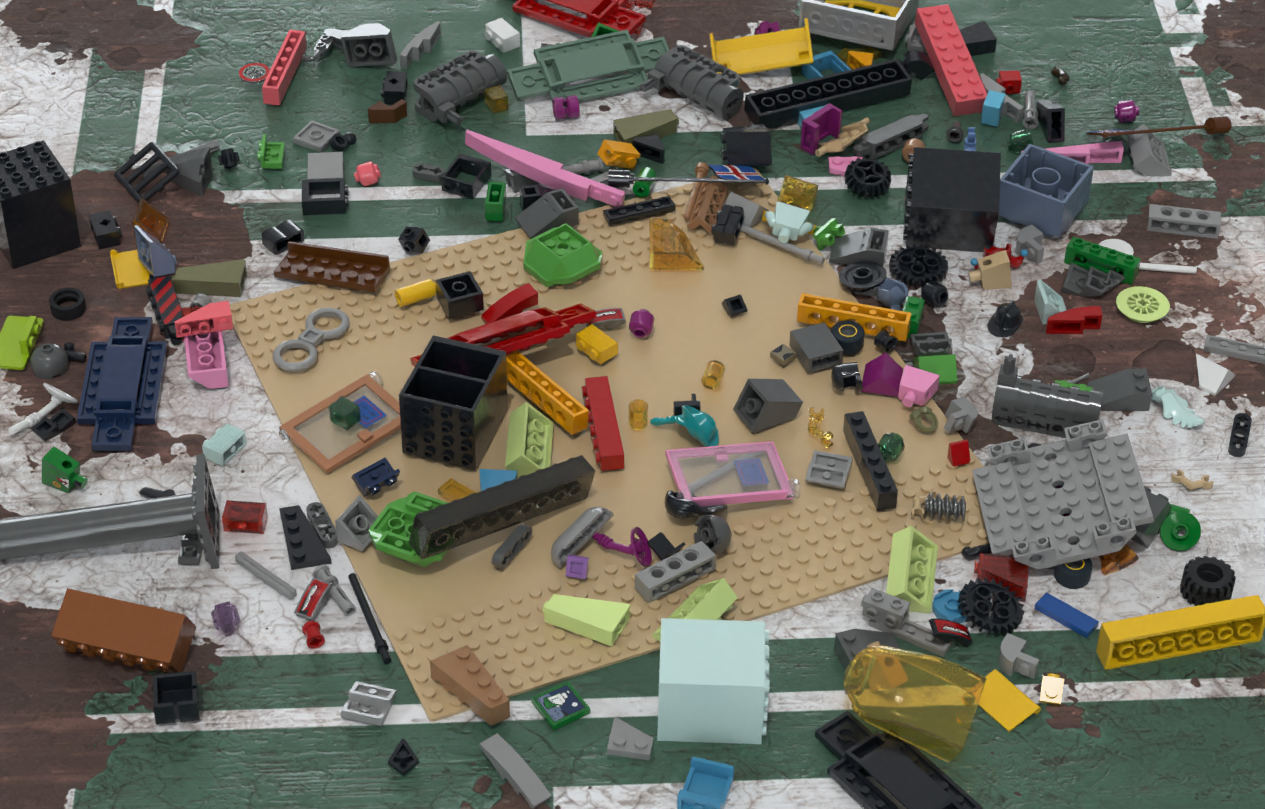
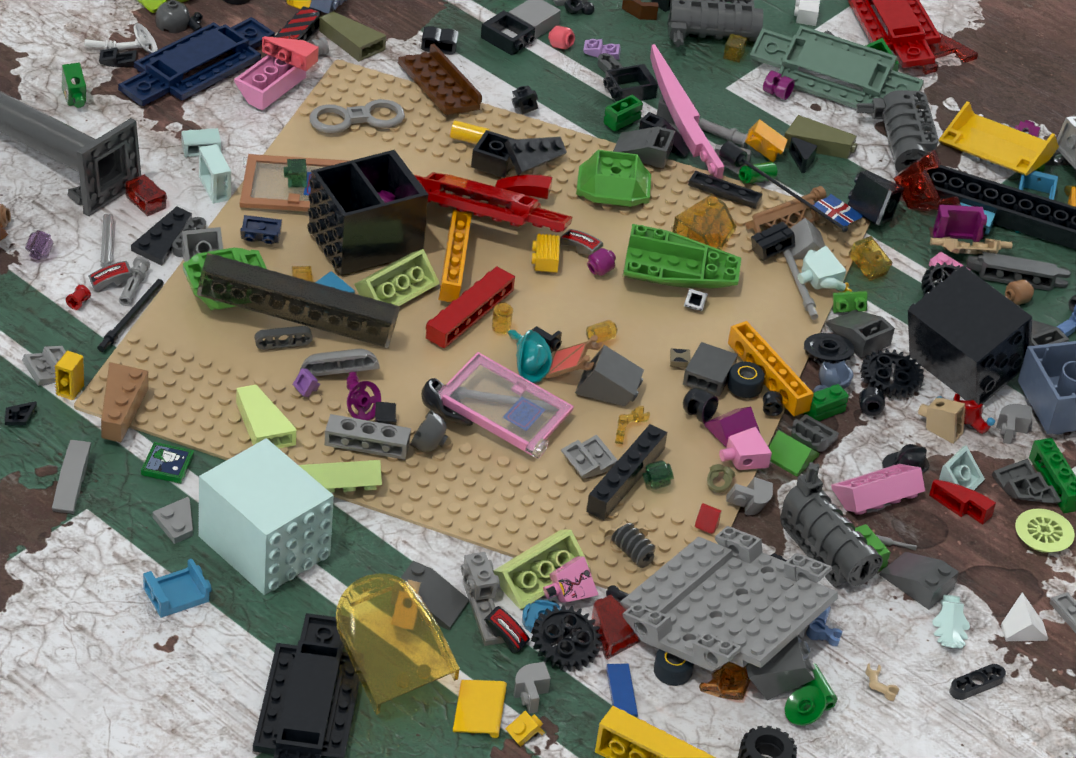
camera: 40 degrees right, 0 degrees up
(280, 448) = (214, 172): none -> light aqua window
(404, 165) = (595, 48): none -> lavender slope
(406, 696) = (69, 375): none -> yellow brick
(488, 274) = (534, 152): none -> black wing
(689, 285) = (678, 261): none -> bright green wedge
(726, 407) = (573, 358): none -> flag
(766, 113) = (919, 188): none -> clear red wing
(944, 564) = (571, 581): none -> bright pink torso
(1024, 341) = (879, 488): none -> bright pink slope

